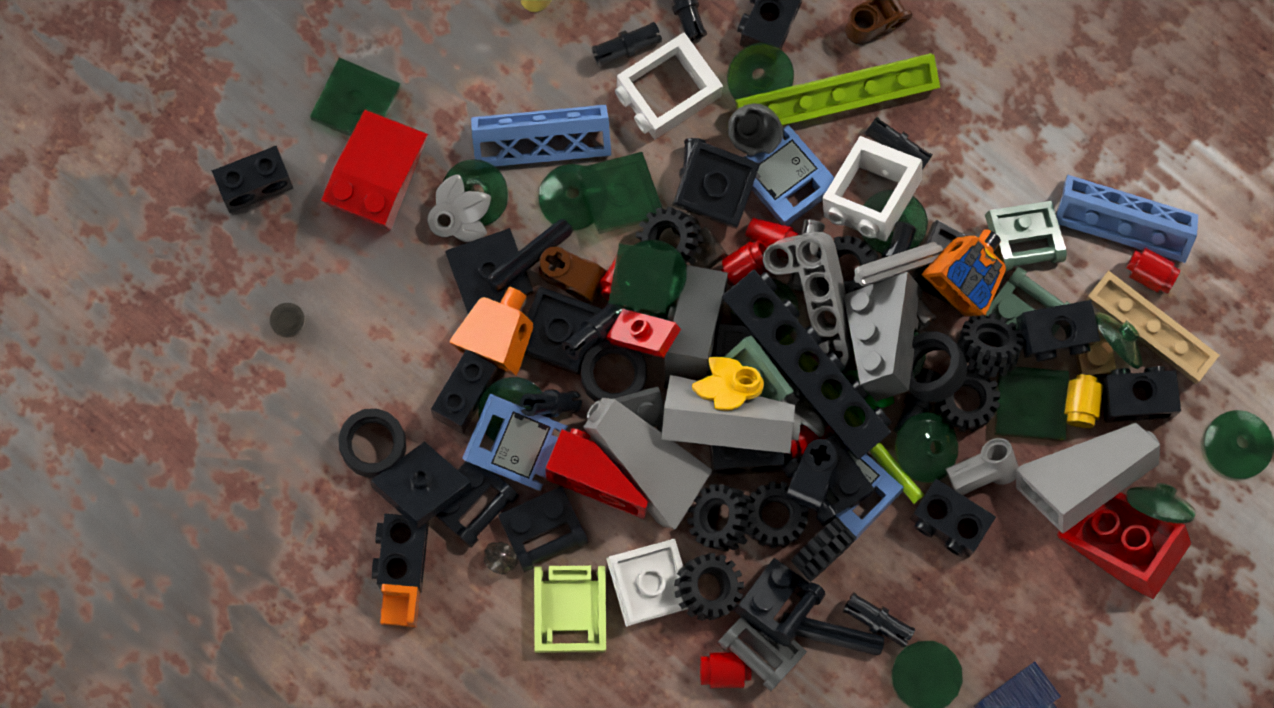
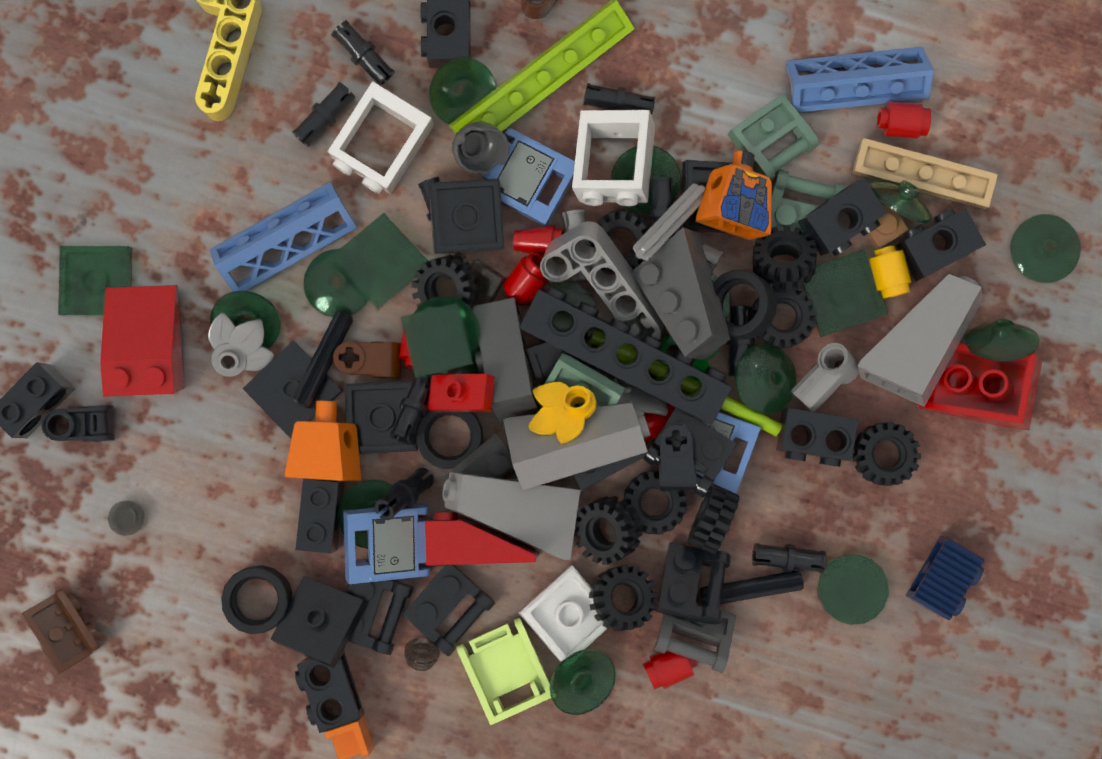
camera: 20 degrees left, 10 degrees up
(184, 393) = (61, 630): none -> reddish brown bracket
(292, 222) = (85, 424): none -> black piece
(647, 657) = (590, 689): none -> clear green dish
(1031, 564) = (907, 454): none -> black tyre

